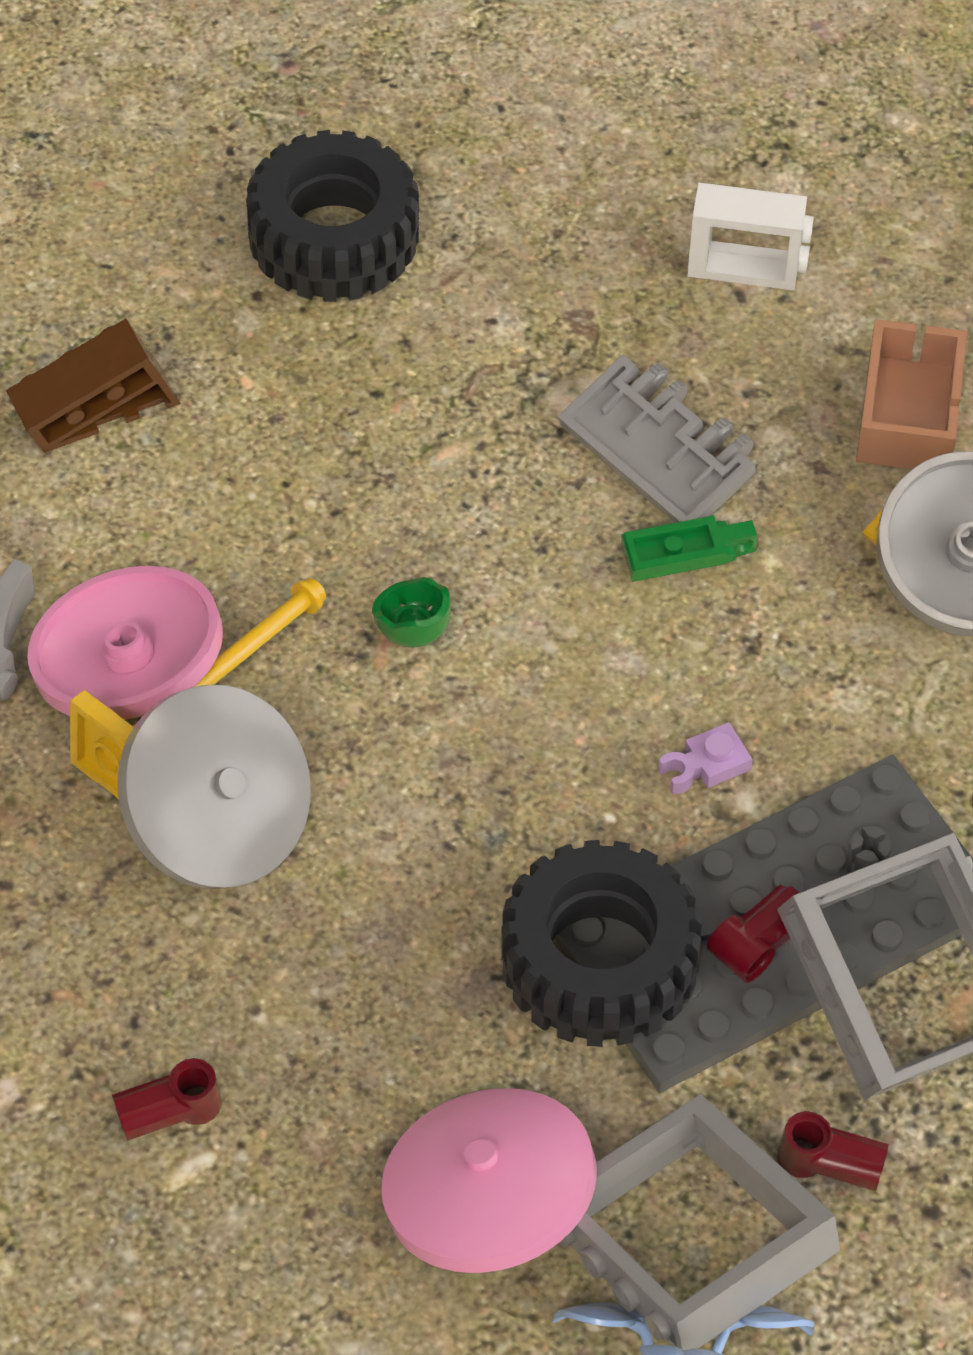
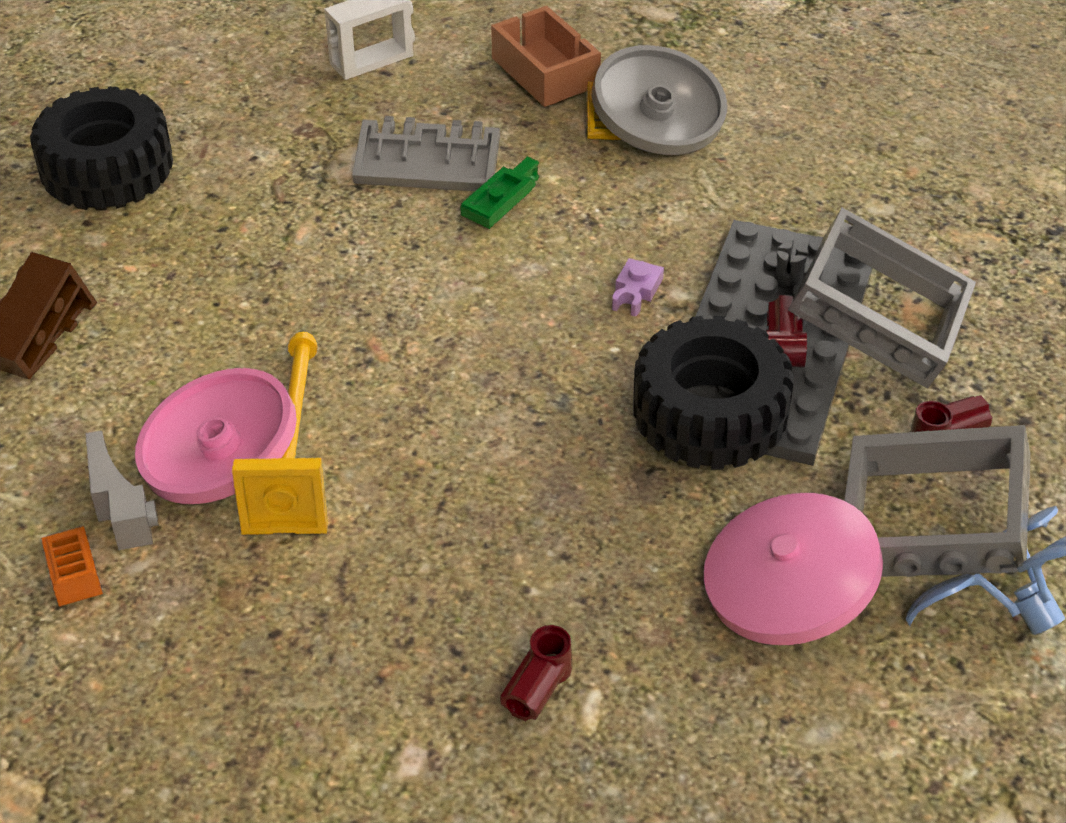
camera: 40 degrees left, 10 degrees down
(214, 787) = (374, 467): light grey dish -> none
(413, 623) = (382, 323): green helmet -> none

